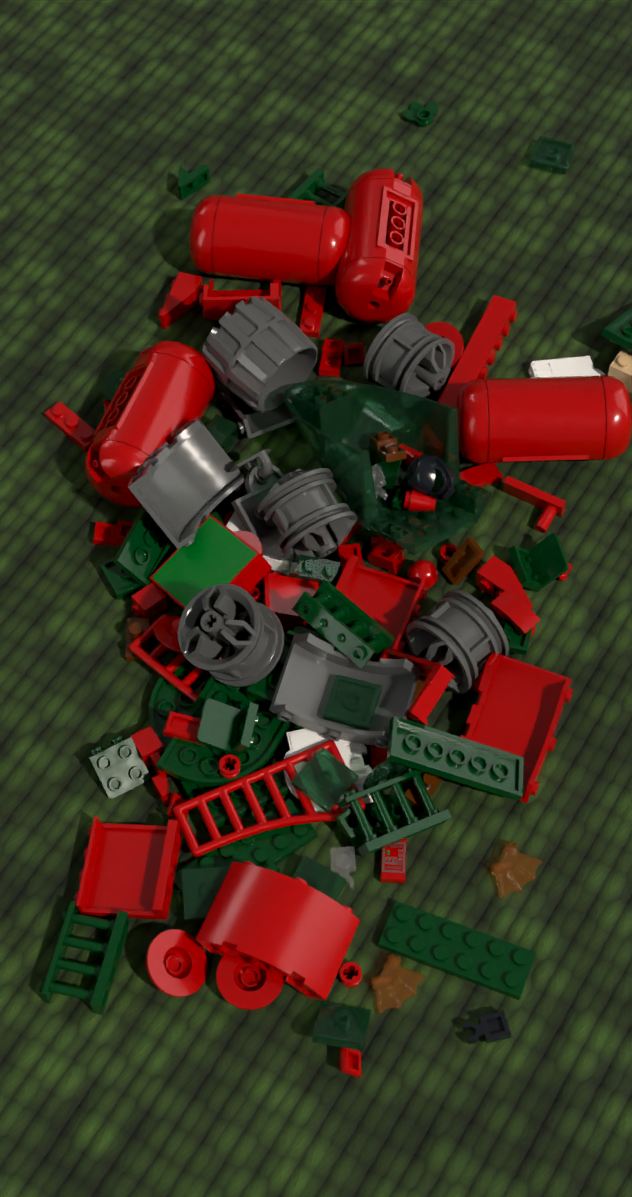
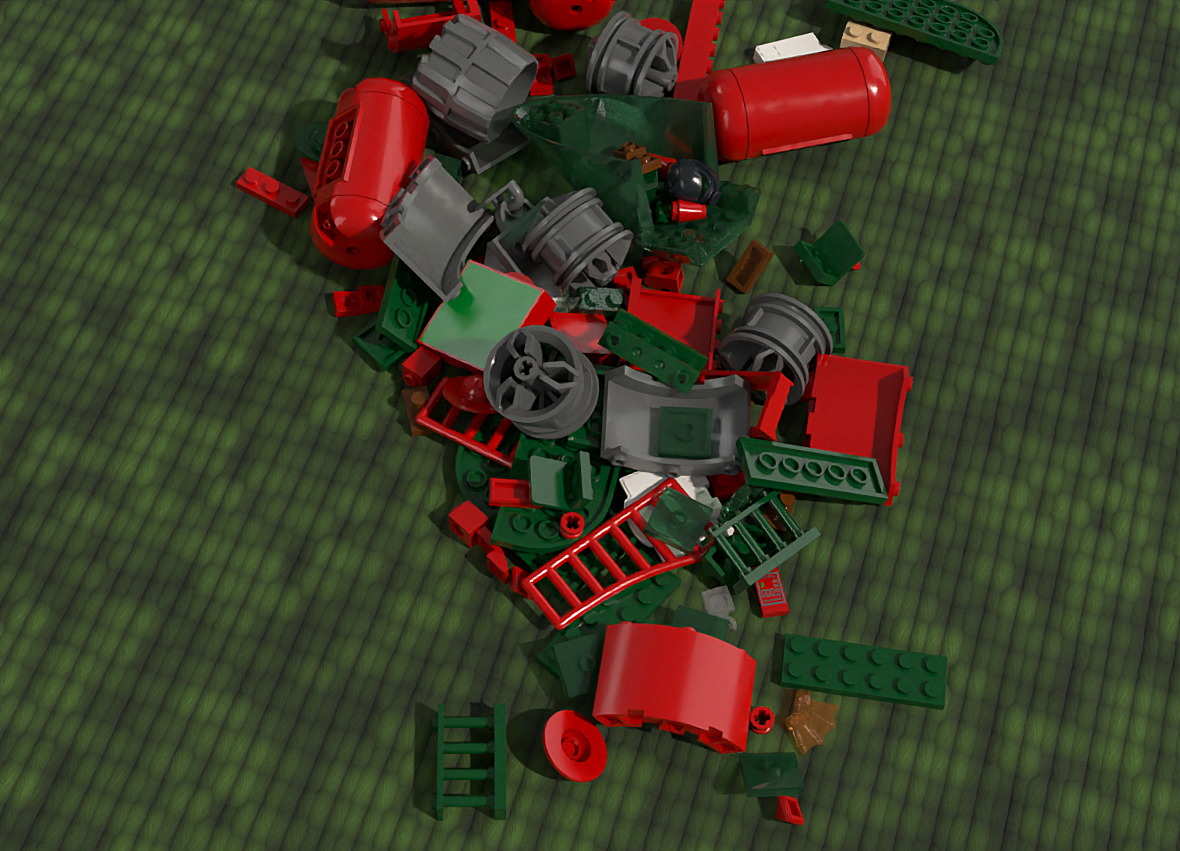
camera: 20 degrees left, 0 degrees up
(118, 766) = (442, 549): bracket -> none
(129, 870) = (490, 658): red panel -> none
(181, 299) = (354, 34): red slope -> none
(246, 984) = (657, 752): red hat -> none
(422, 569) = (708, 283): red piece -> none
(447, 548) = (731, 257): red bush -> none
(482, 475) = (740, 173): red slope -> none
(491, 1027) = (924, 742): black plate -> none
(497, 577) = (797, 282): red slope -> none
(514, 869) = (897, 577): clear orange arm -> none
(516, 611) = (828, 309): red slope -> none
(550, 504) = (820, 192): red piece -> none

